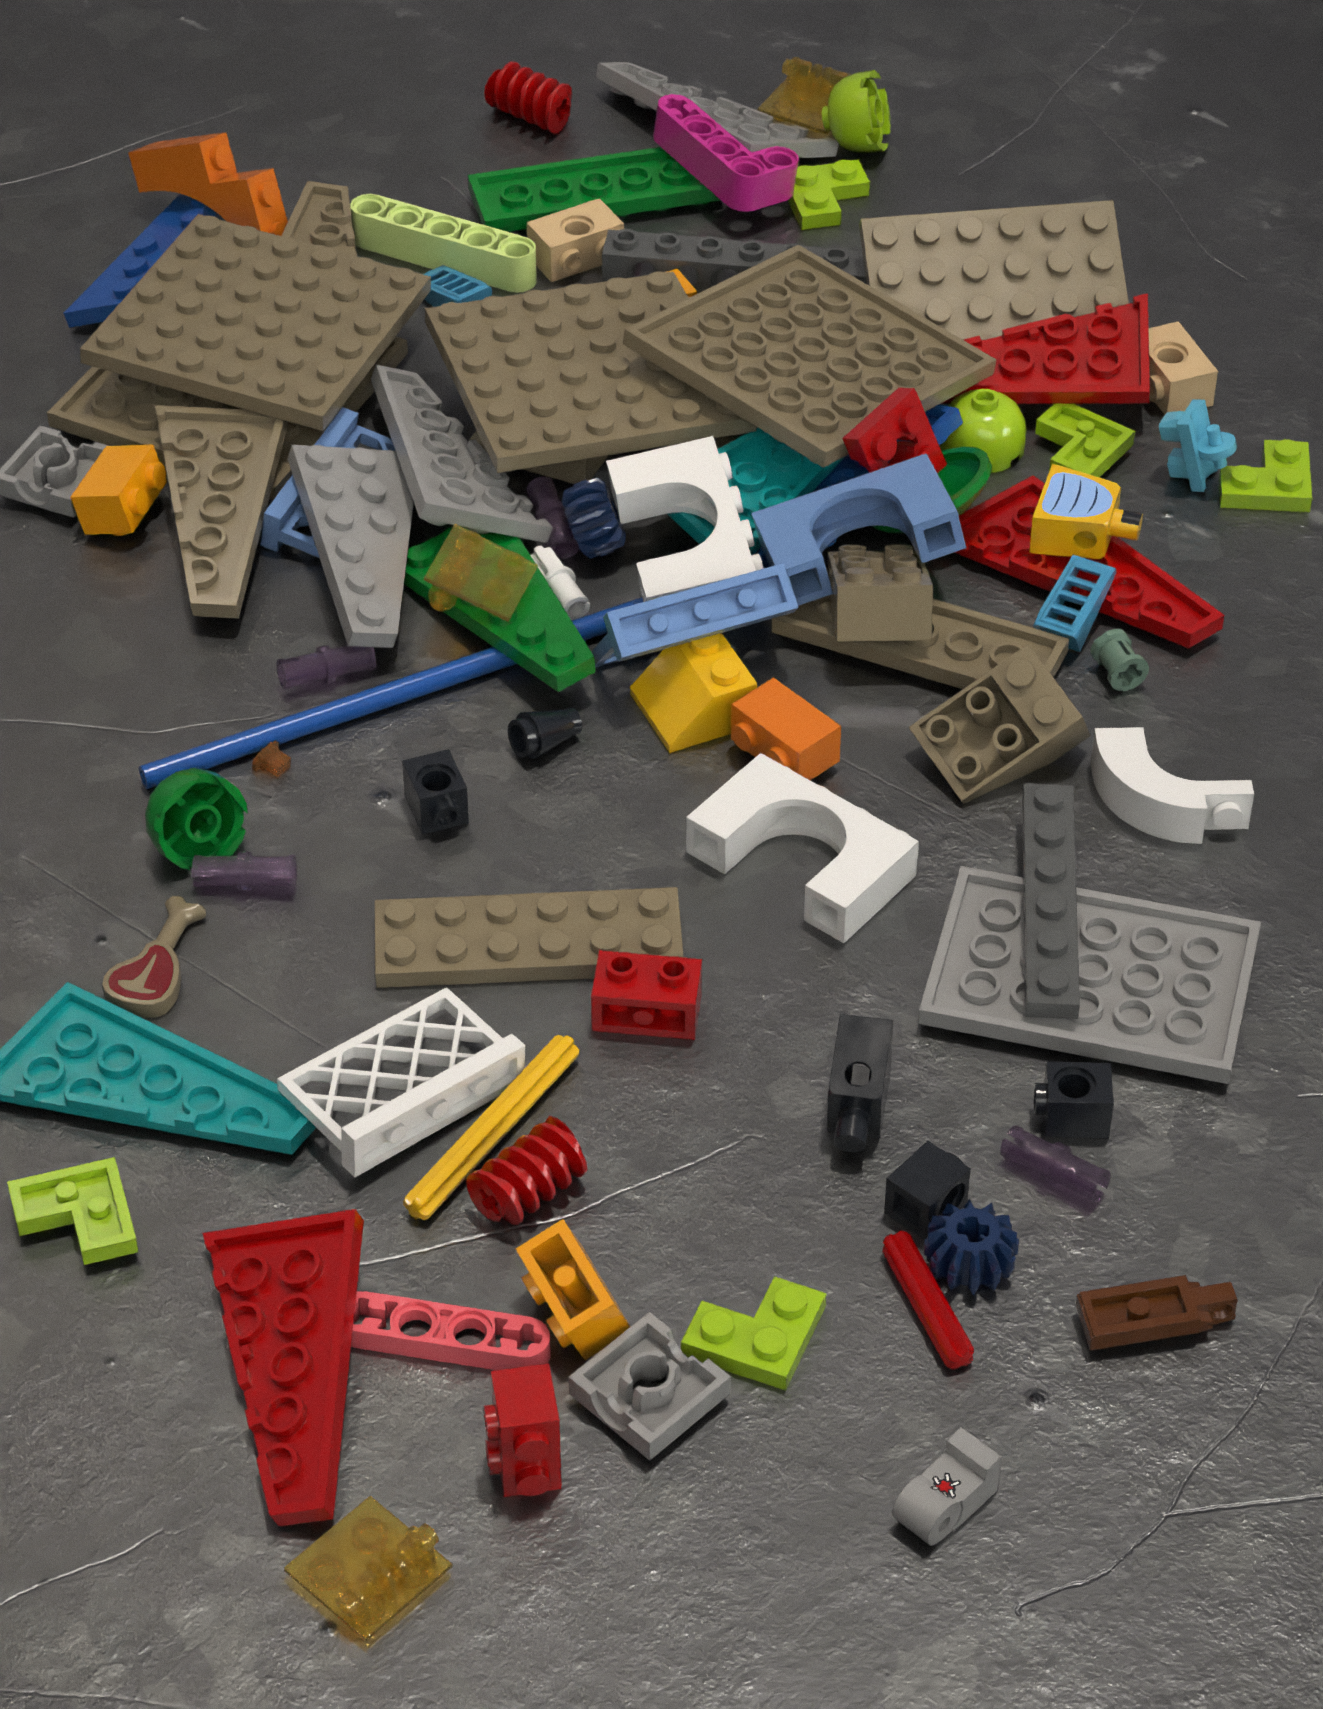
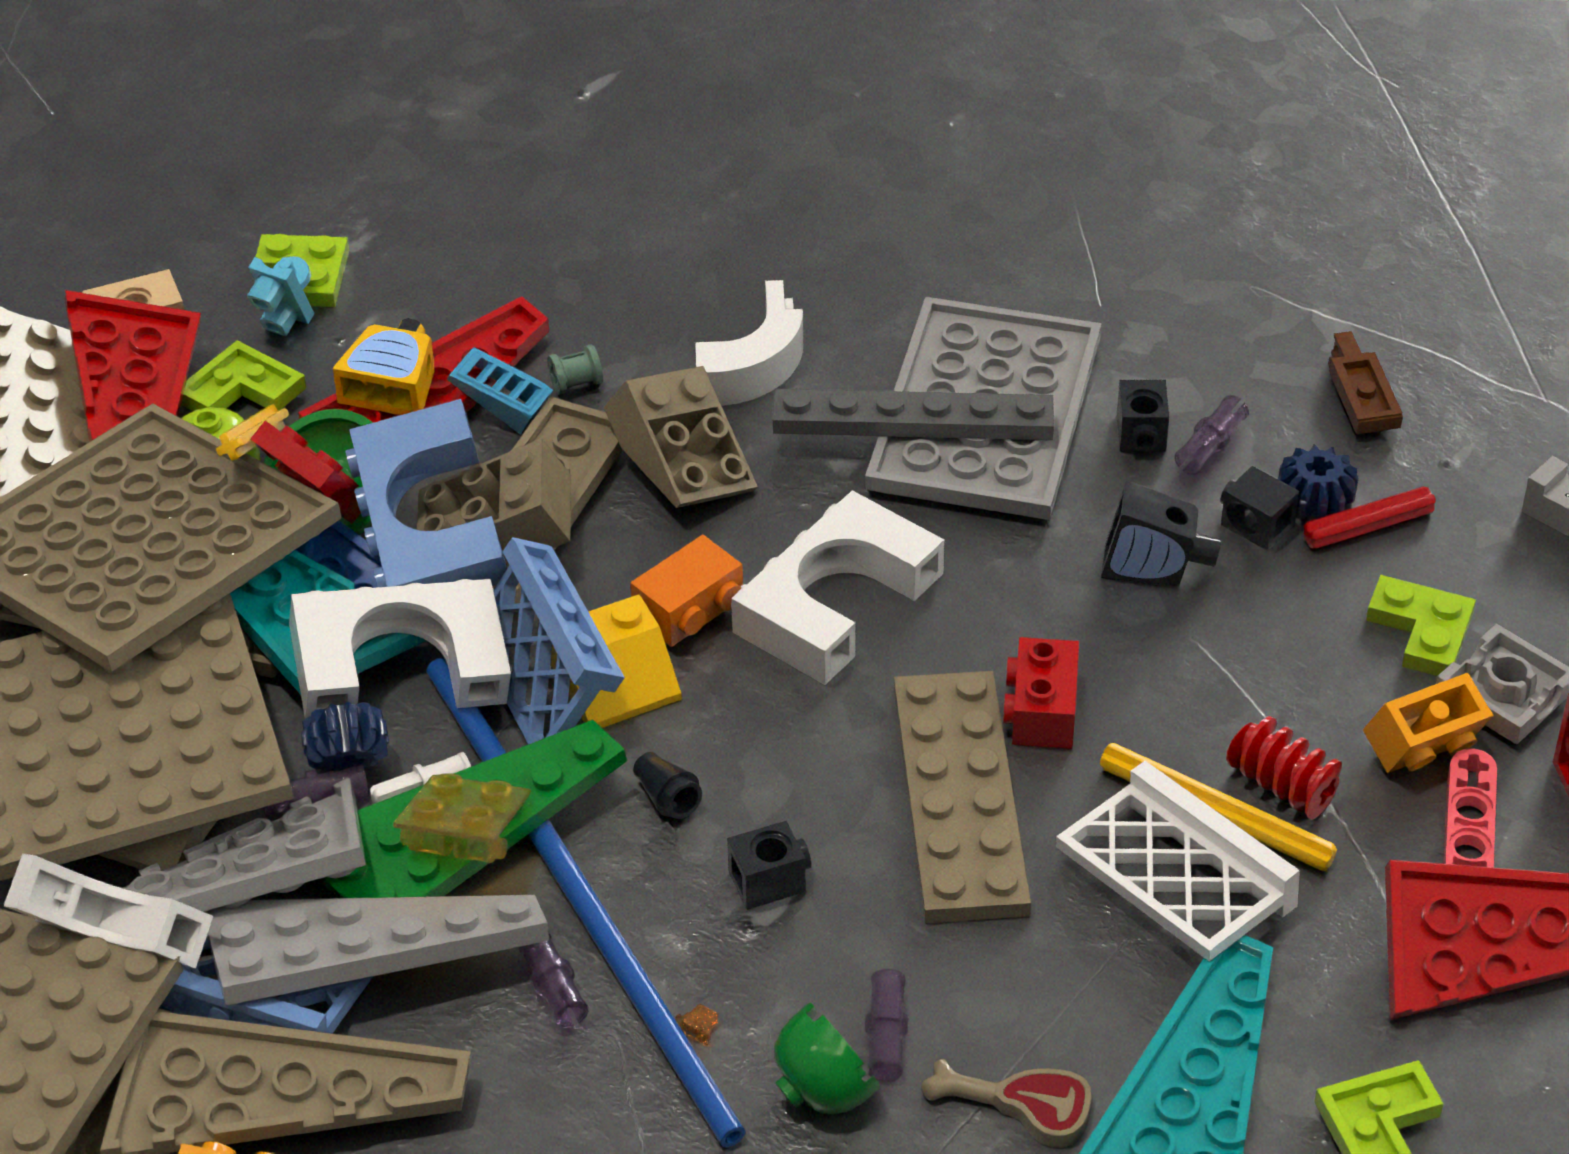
camera: 90 degrees left, 0 degrees up
(374, 367) = (106, 911): none -> white arch
(960, 420) = (237, 439): none -> yellow axle

